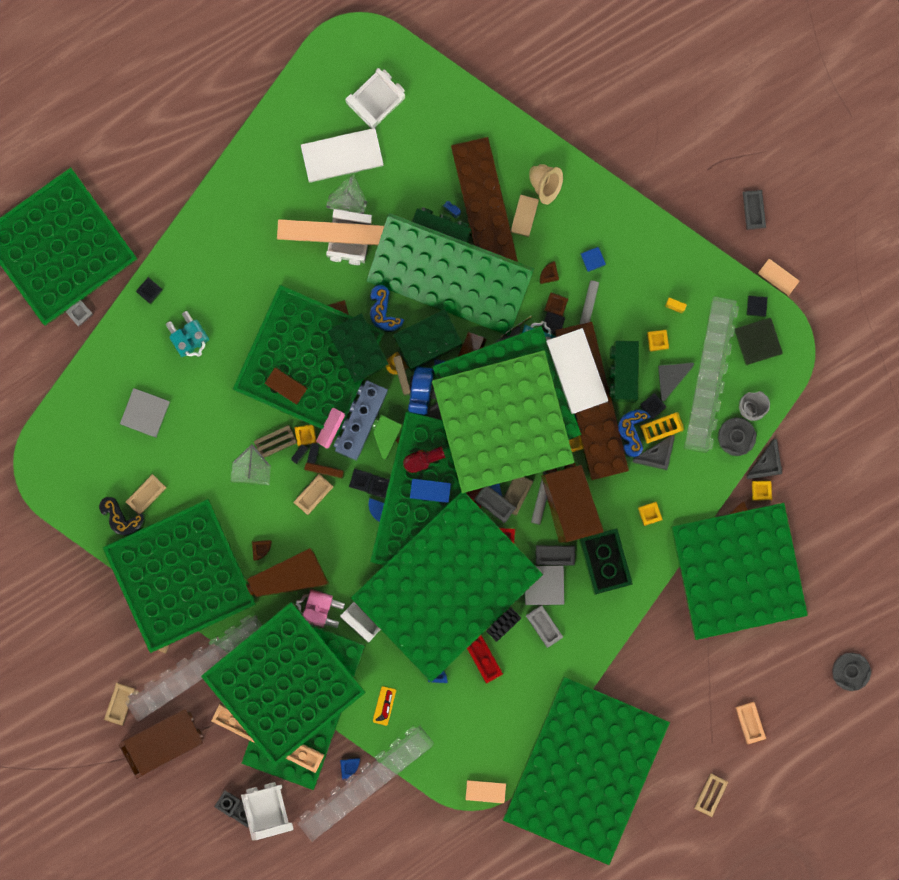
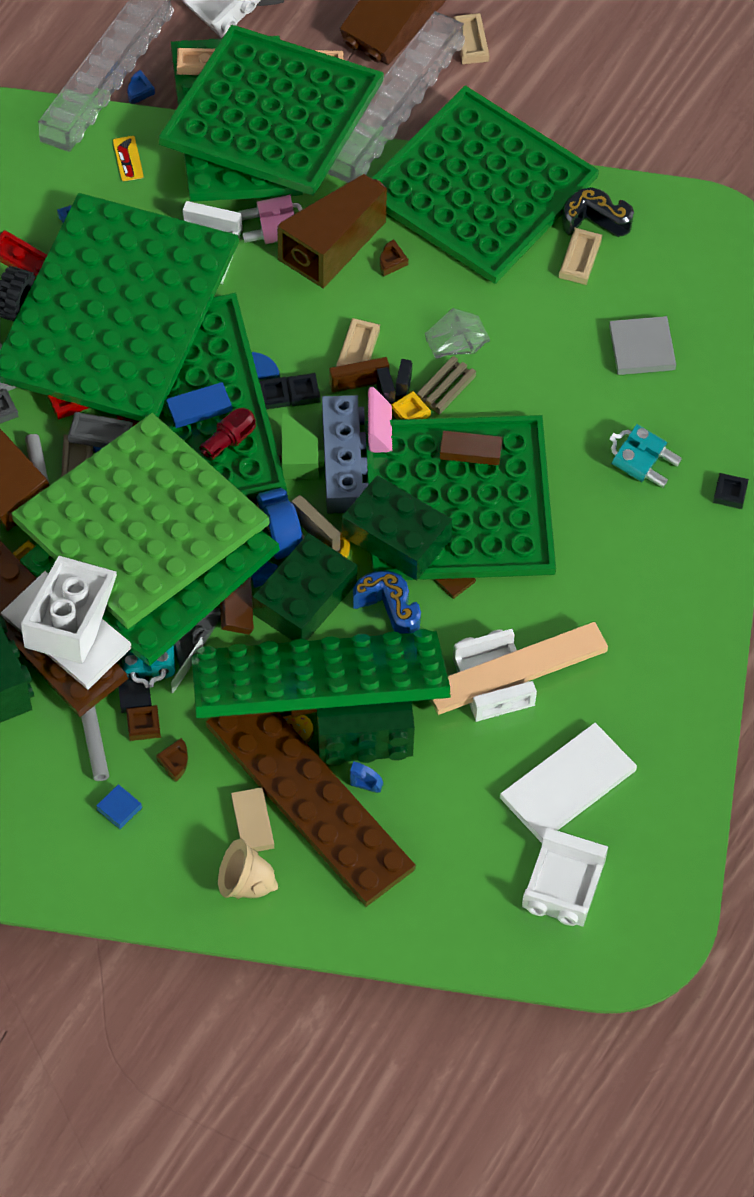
camera: 150 degrees right, 25 degrees down
(348, 197) = (525, 726): clear slope -> none
(572, 373) = (68, 609): none -> white slope

